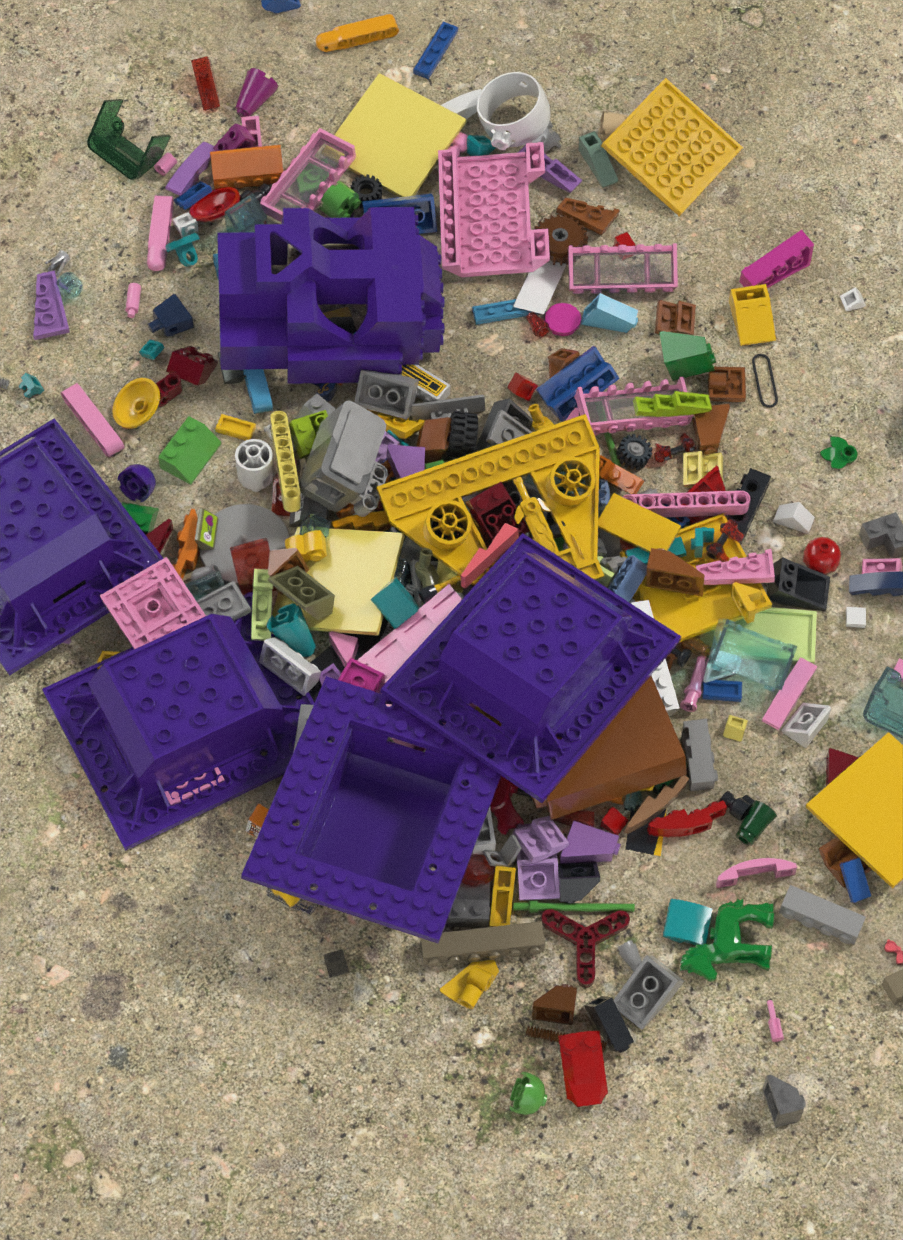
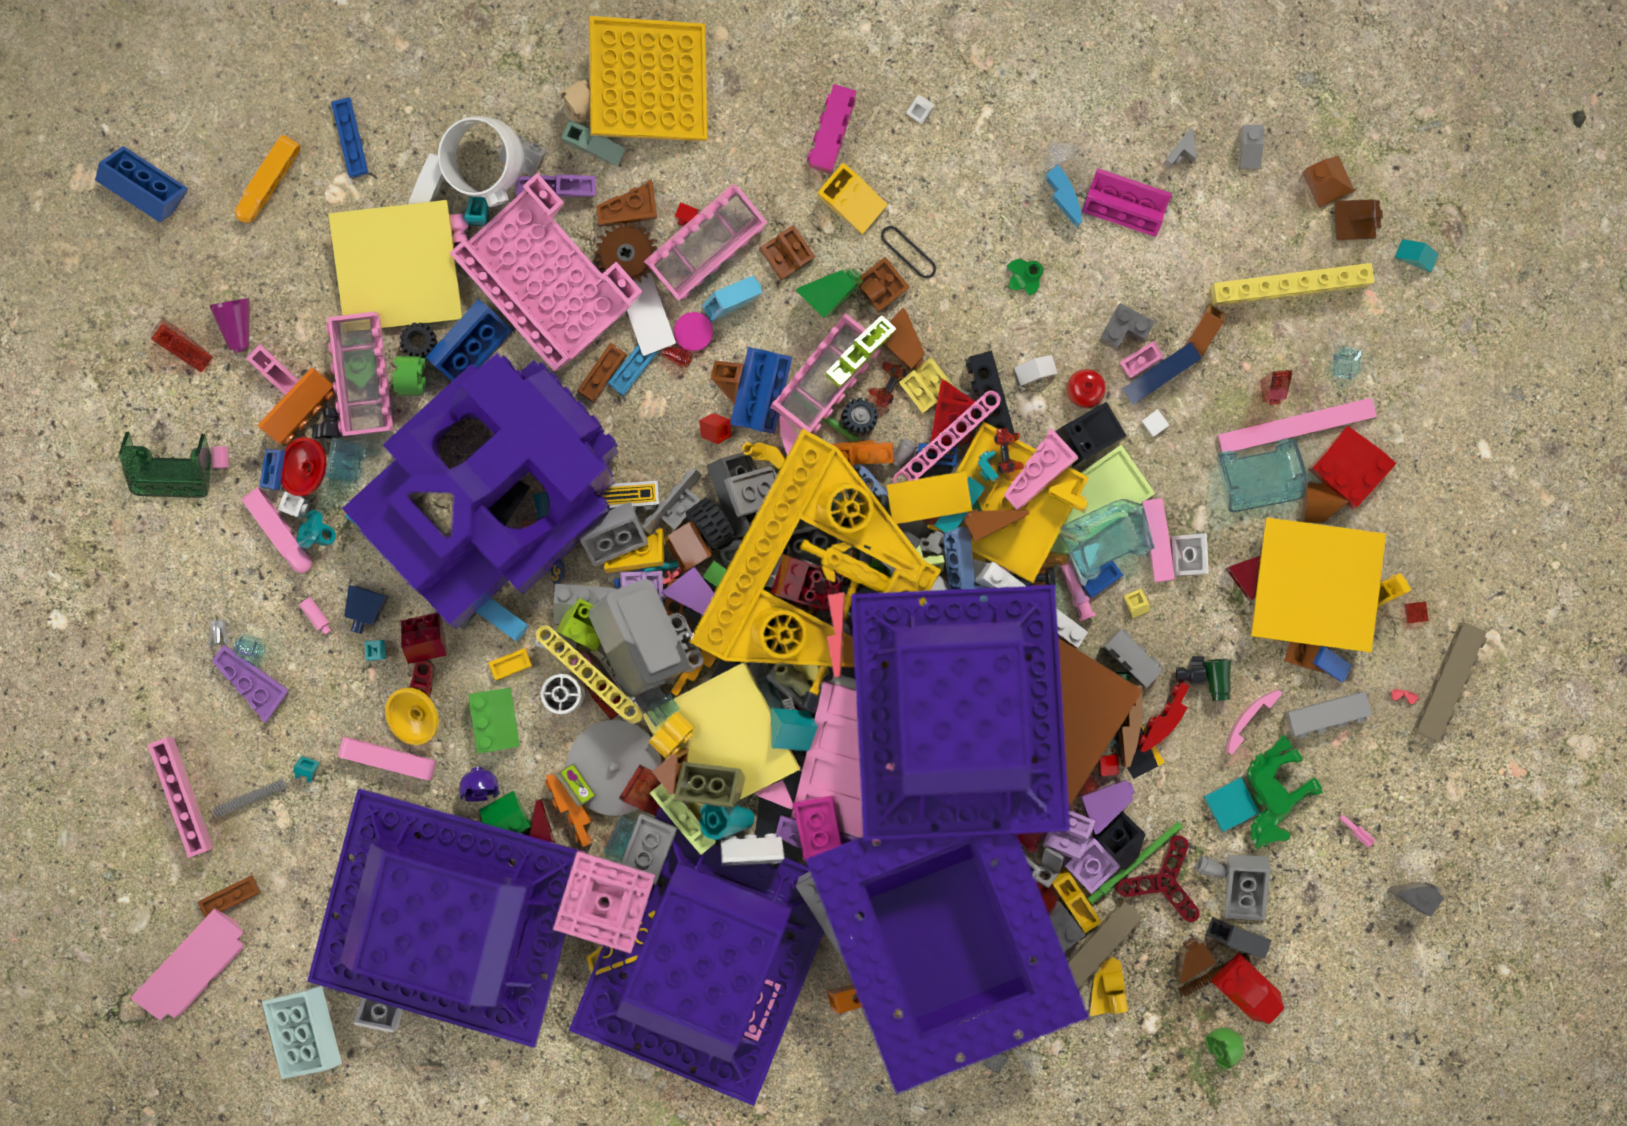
camera: 35 degrees left, 25 degrees up
(190, 169) = (247, 444): medium lavender slope -> none
(197, 573) = (607, 824): light grey cone -> none
(235, 138) = (264, 391): magenta brick -> none
(466, 300) = (601, 372): none -> dark orange tile

